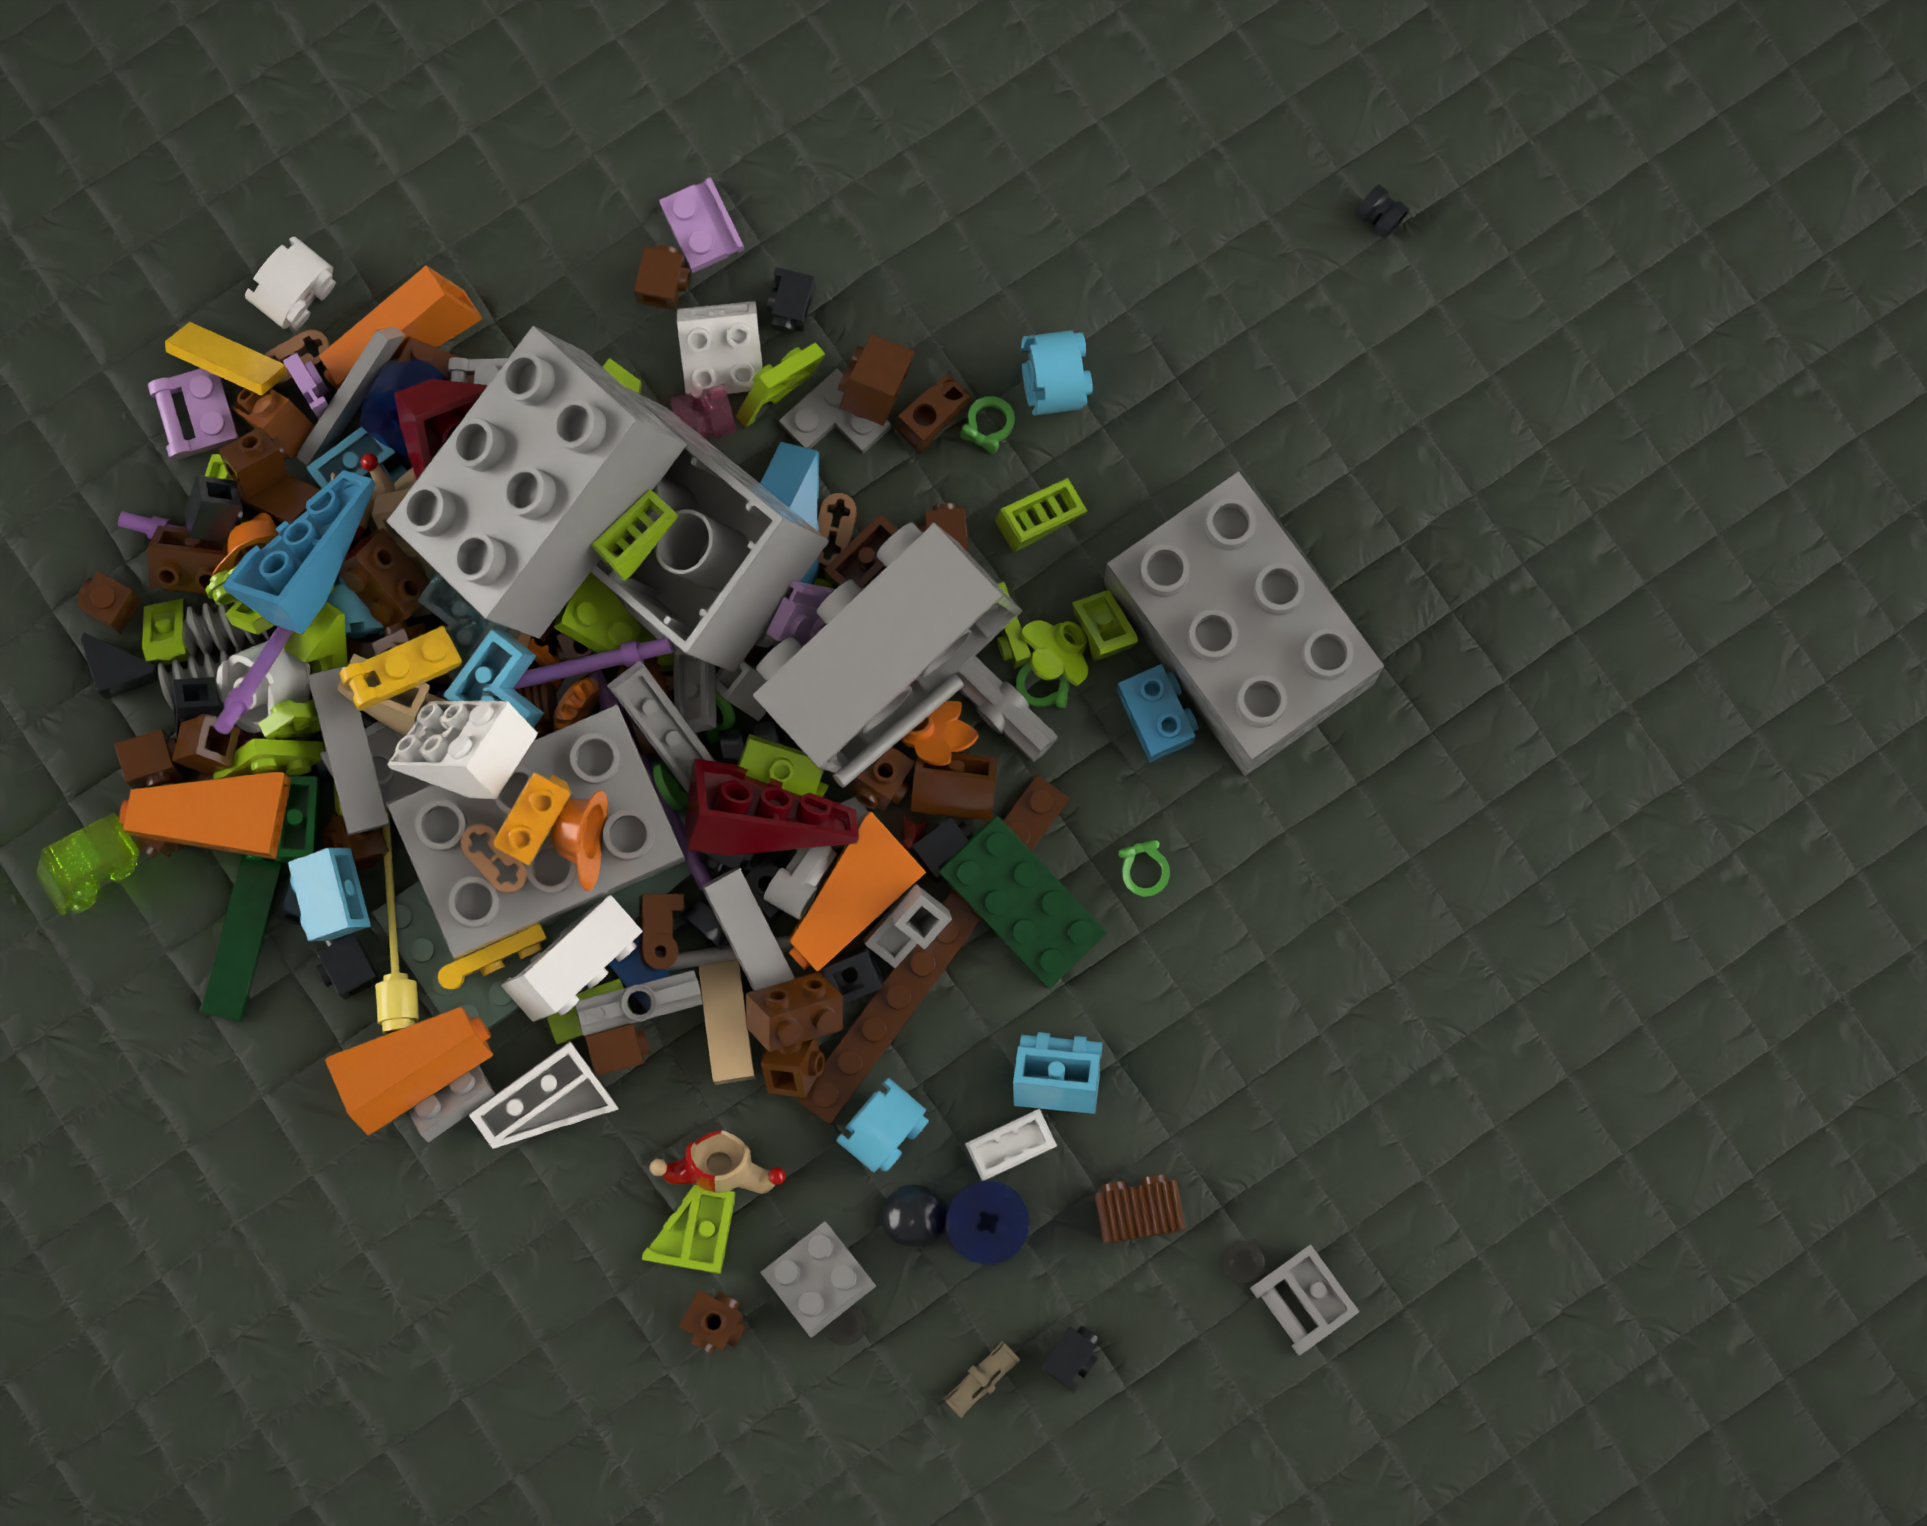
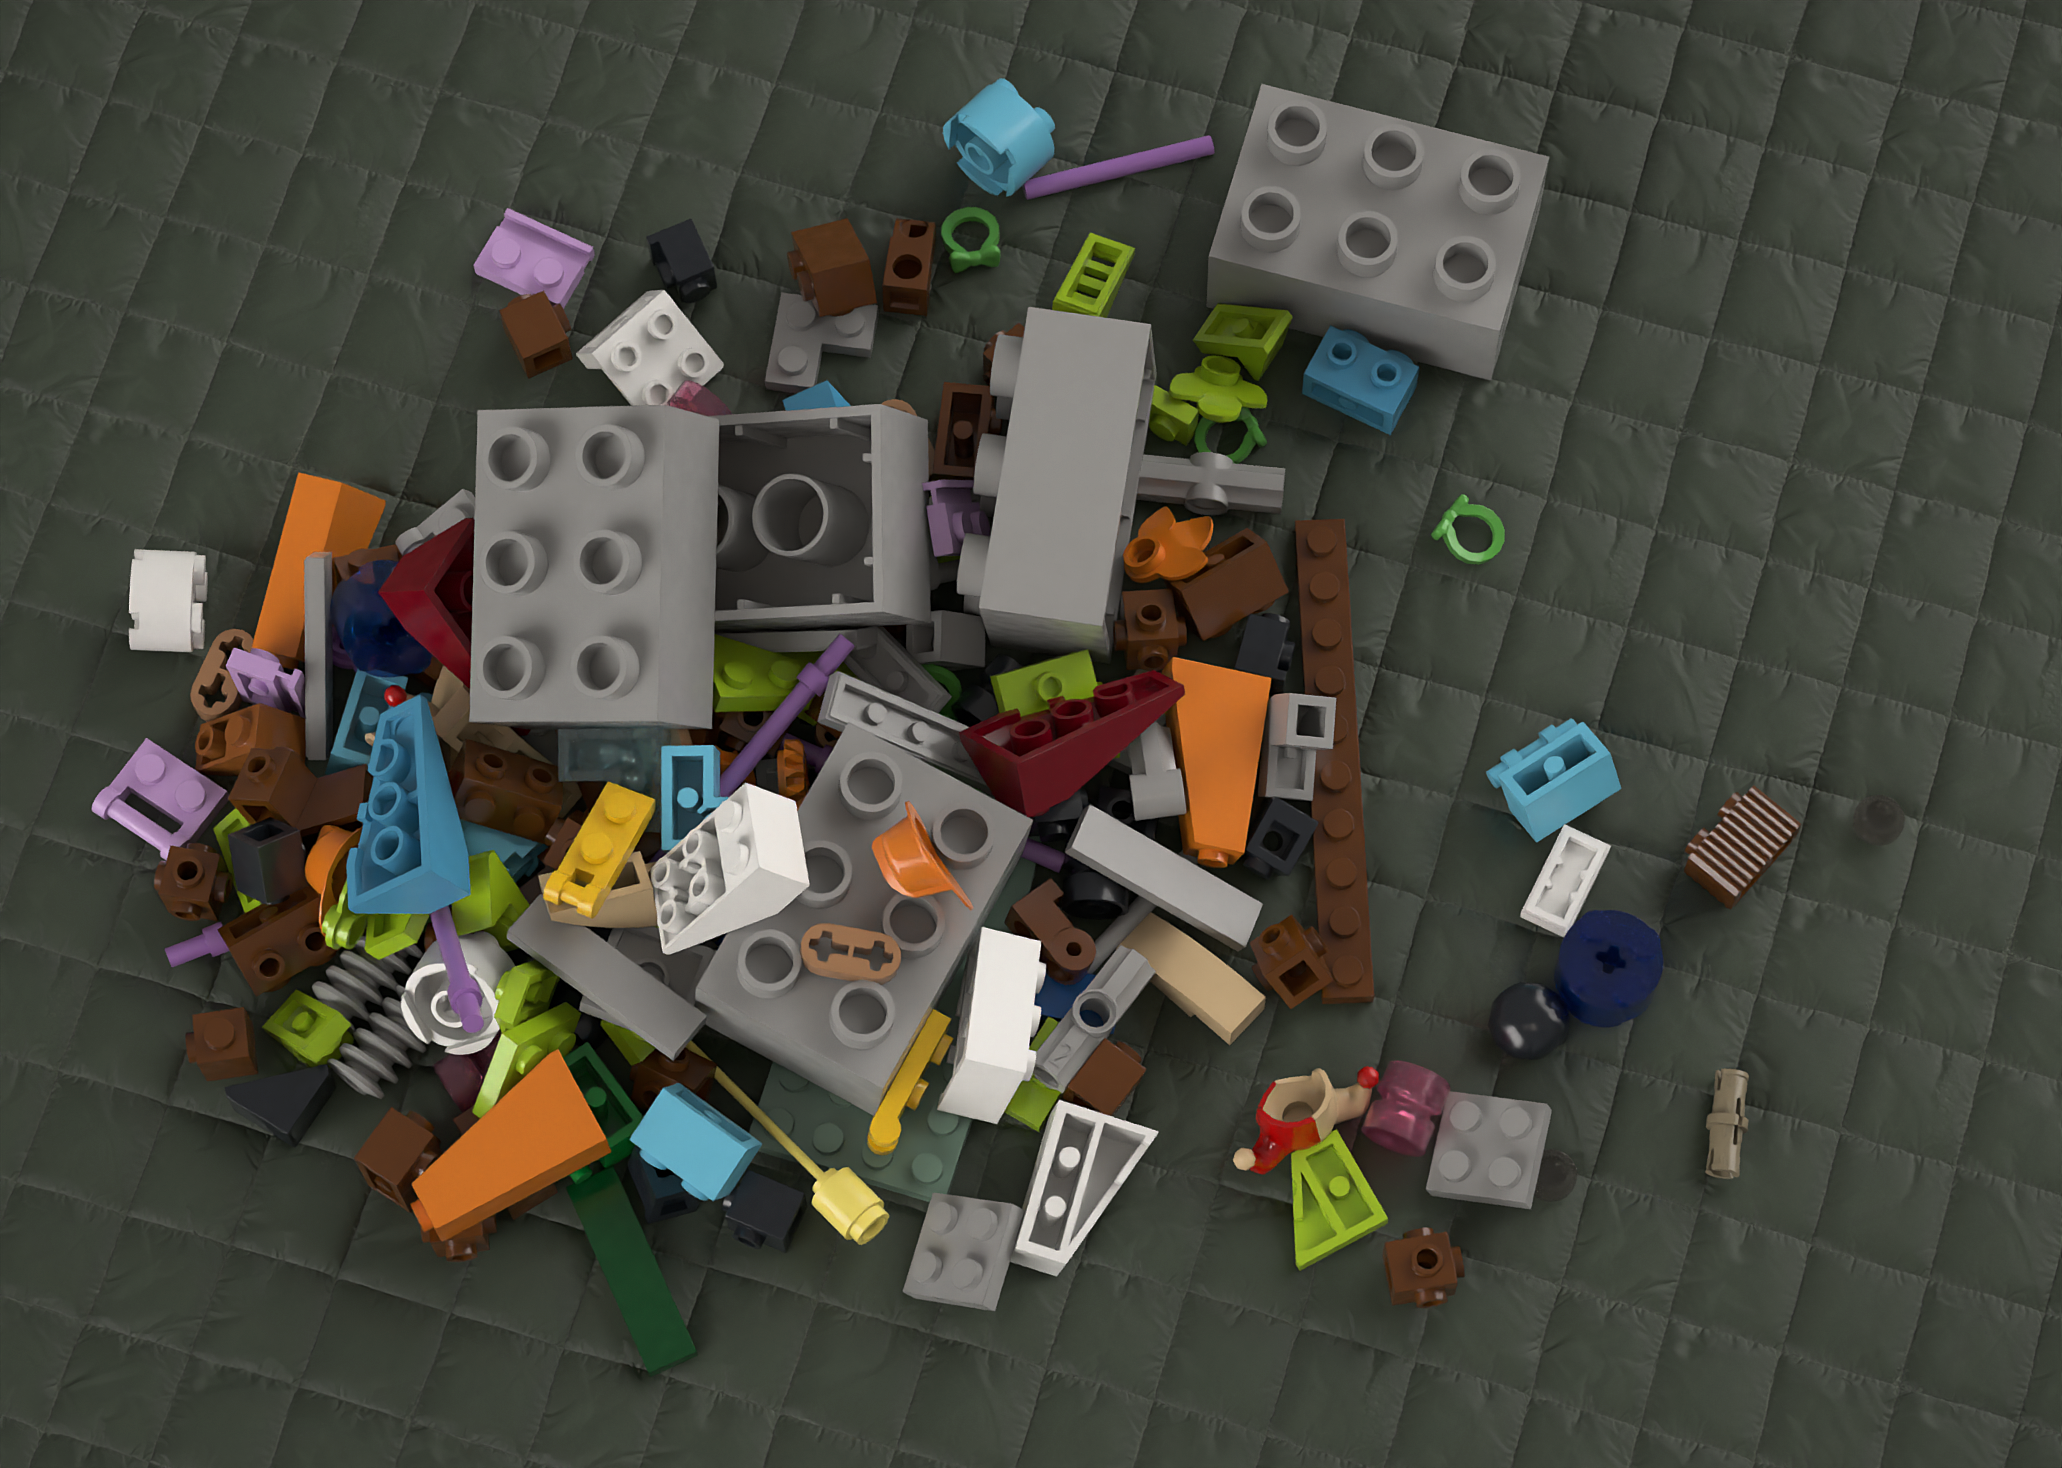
camera: 35 degrees left, 10 degrees down
(83, 861) = (411, 1309): clear neon green brick -> none
(176, 492) = (196, 897): none -> reddish brown brick
(193, 698) = (405, 1070): black brick -> none
(204, 747) = (451, 1086): reddish brown brick -> none
(225, 358) = (155, 721): yellow tile -> none
(407, 1066) = (912, 1251): orange slope -> none
(532, 817) = (864, 873): light orange bracket -> none
(615, 535) = (749, 581): lime slope -> none
(777, 382) = (735, 340): lime wing -> none
(787, 1213) = (1404, 1113): none -> clear pink wheel
(794, 1011) = (1255, 904): reddish brown brick -> none
(883, 1126) = (1431, 952): medium azure brick -> none
(898, 730) = (1132, 568): light grey bar -> none
(912, 832) = (1220, 657): clear red hand -> none
(1022, 902) = (1383, 644): dark green plate -> none
(1072, 1357) = (1796, 1034): black brick -> none
(1123, 447) = (1118, 167): none -> medium lavender bar
(1317, 1293) = (1971, 793): light grey plate -> none

